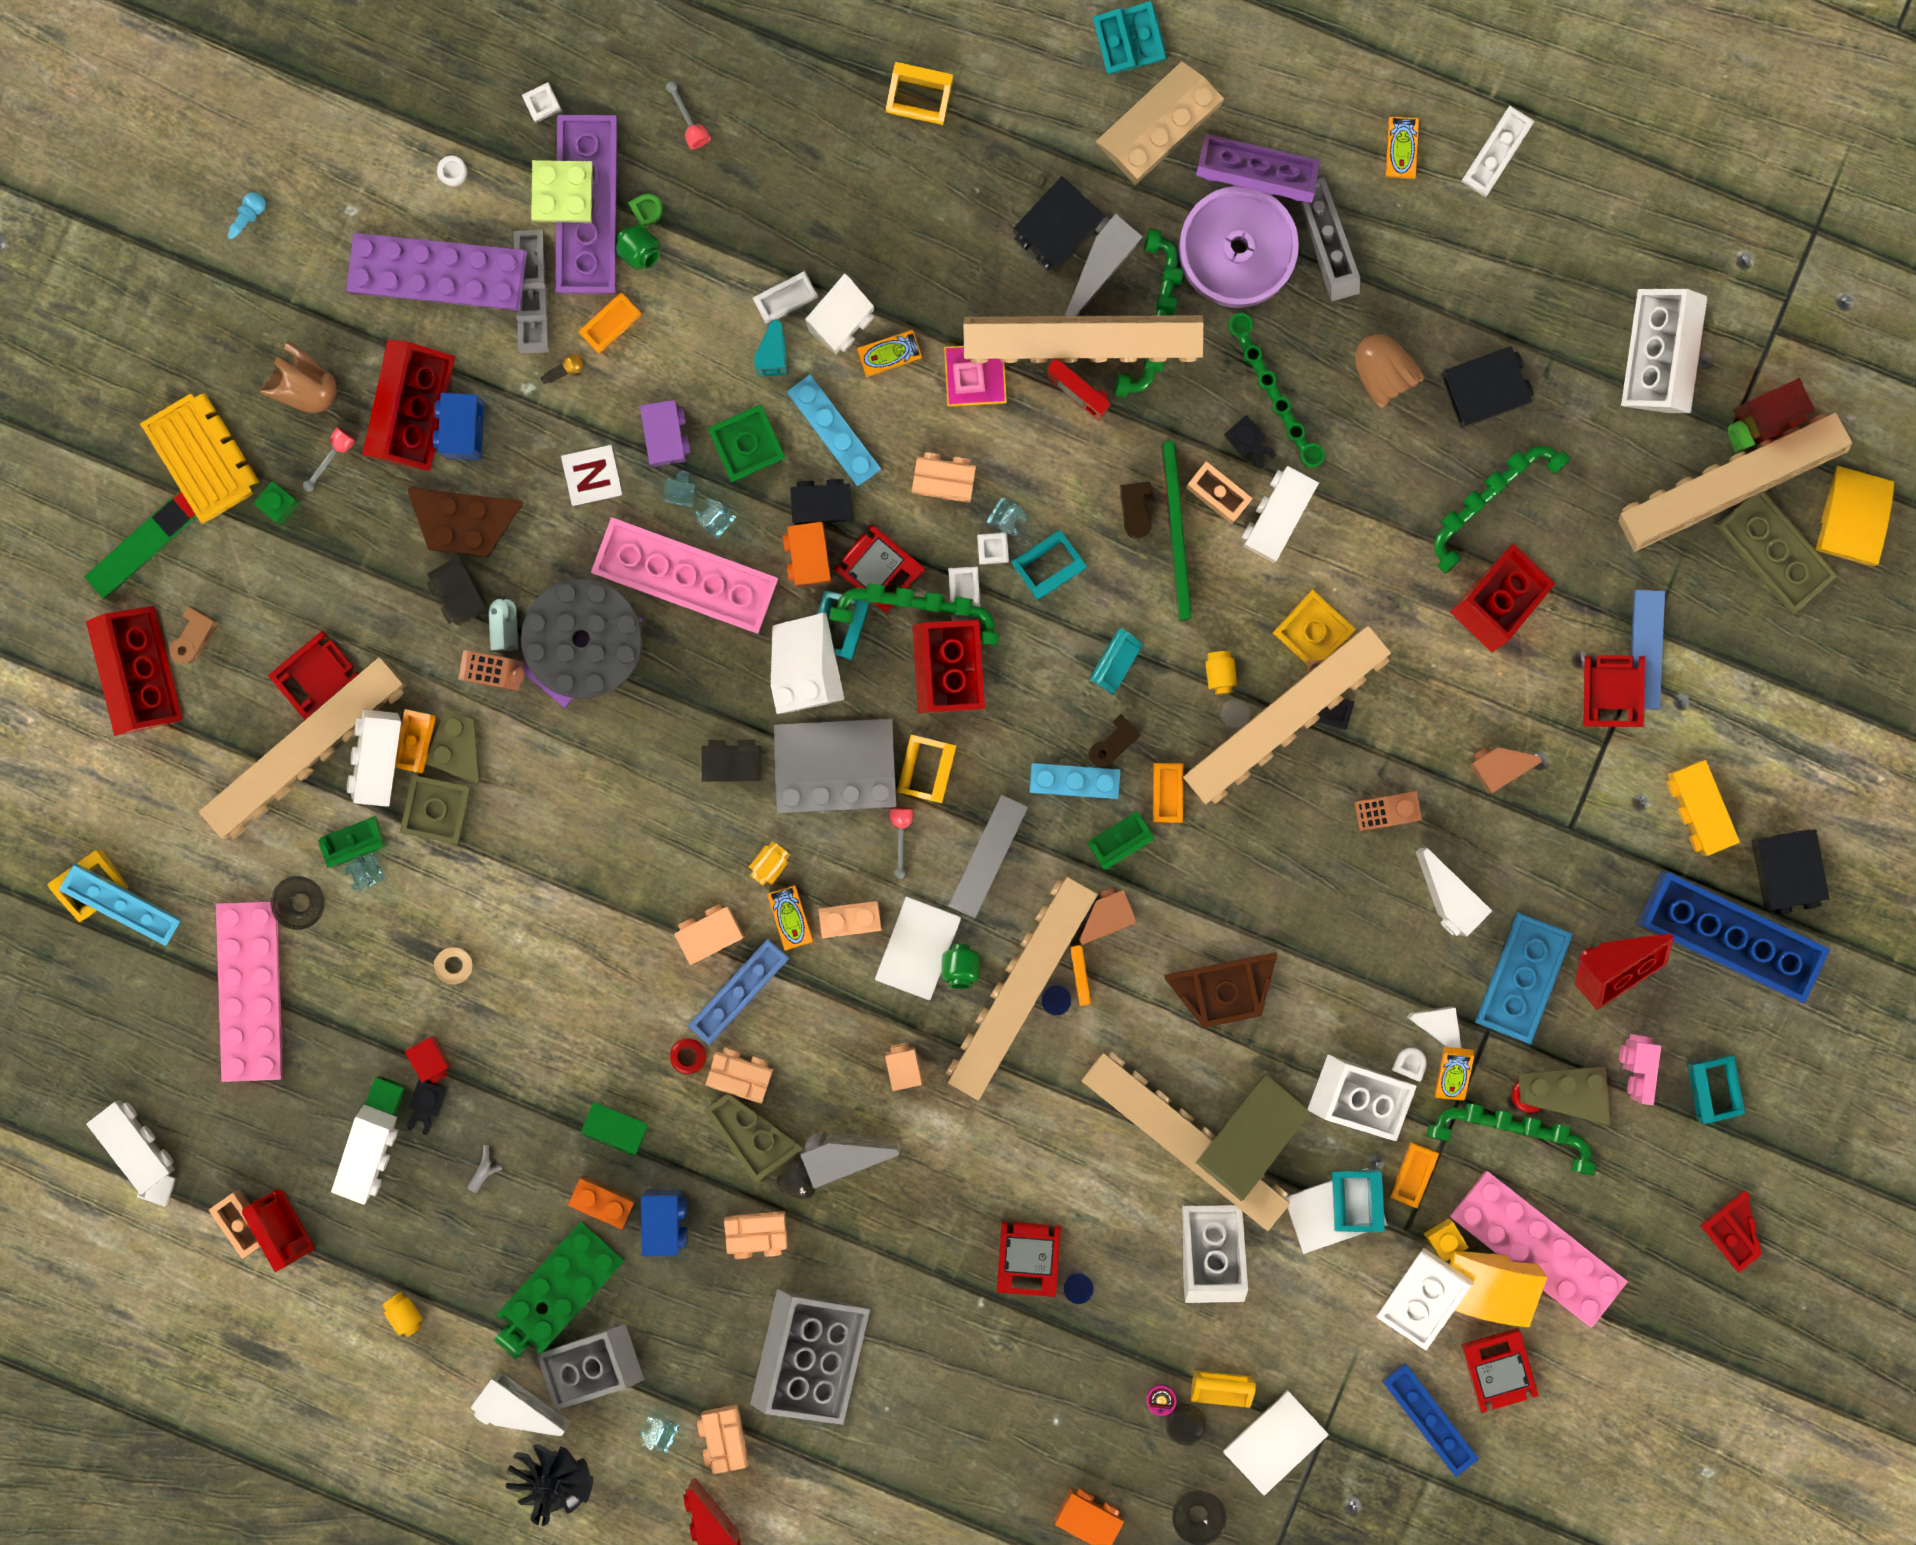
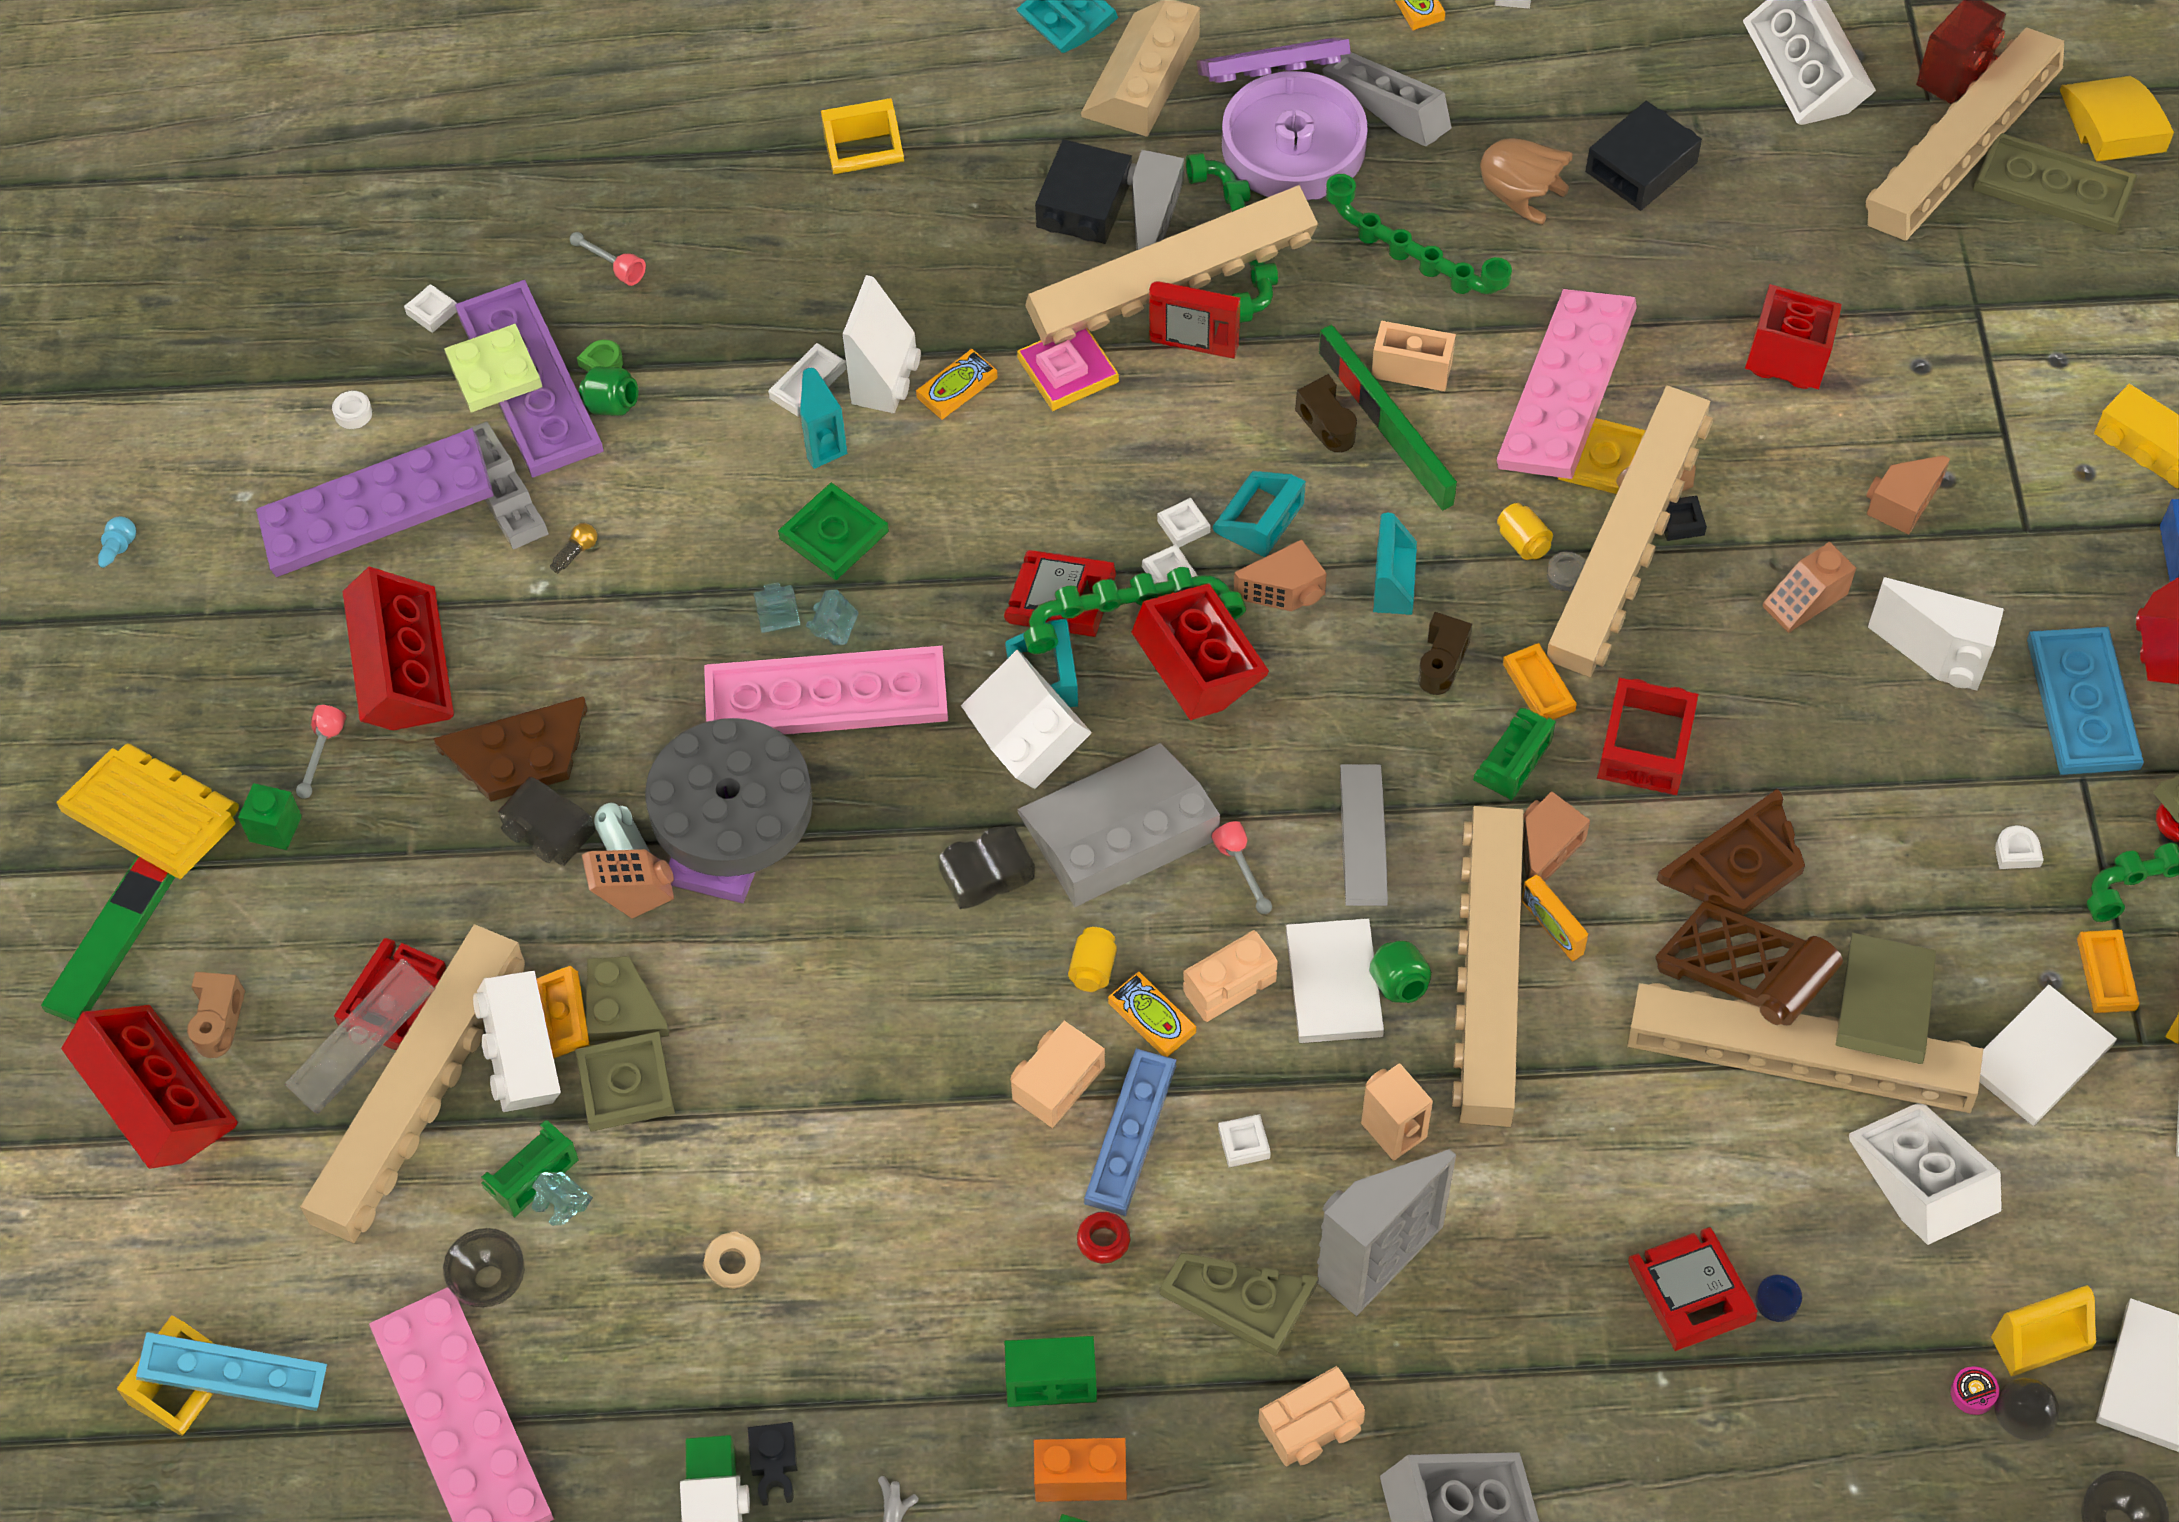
camera: 25 degrees left, 30 degrees down
(278, 702) = (359, 1036): none -> clear tile
(303, 385) = (252, 675): medium nougat hair -> none
(429, 1060) = (751, 1392): red brick -> none
(459, 426) = (470, 638): blue brick -> none
(591, 475) = (659, 643): white sticker -> none
(610, 323) = (610, 482): light orange tile -> none
(662, 1222) = (1178, 1450): blue brick -> none
(664, 433) = (728, 557): medium lavender brick -> none
(739, 1075) = (1185, 1224): light nougat brick -> none
(796, 1180) = (1330, 1323): clear smoke brick -> none
(806, 1031) = (1244, 1140): none -> white tile
(808, 554) = (966, 609): orange brick -> none
(821, 502) = (955, 552): black brick -> none
(833, 430) = (931, 482): medium azure plate -> none
(942, 774) = (1239, 740): yellow tile -> none
(944, 478) = (1087, 472): light nougat brick -> none
(1005, 515) = (1181, 479): clear light blue tile -> none
(1036, 633) = (1283, 579): none -> nougat slope
(1056, 1000) = (1542, 965): clear blue tile -> none
(1074, 781) = (1420, 717): medium azure plate -> none
(1192, 1105) = (1788, 980): none -> reddish brown piece
(1195, 893) = (1641, 768): none -> red window
(1246, 438) = (1413, 305): black plate -> none
(1279, 513) = (1493, 354): white brick -> none
(1319, 561) = (1567, 384): none -> bright pink plate
(1361, 1098) = (1984, 905): white slope -> none
(1375, 1201) = (2082, 1006): teal tile -> none
(1440, 1024) = (2025, 786): white slope -> none
(1454, 1073) = (2078, 824): tile -> none
(1476, 502) = (1714, 239): green bar -> none
(1614, 686) = (1978, 366): red container -> none
(1648, 640) = (1985, 324): medium blue tile -> none
(1740, 437) = (1941, 93): bright green tile -> none

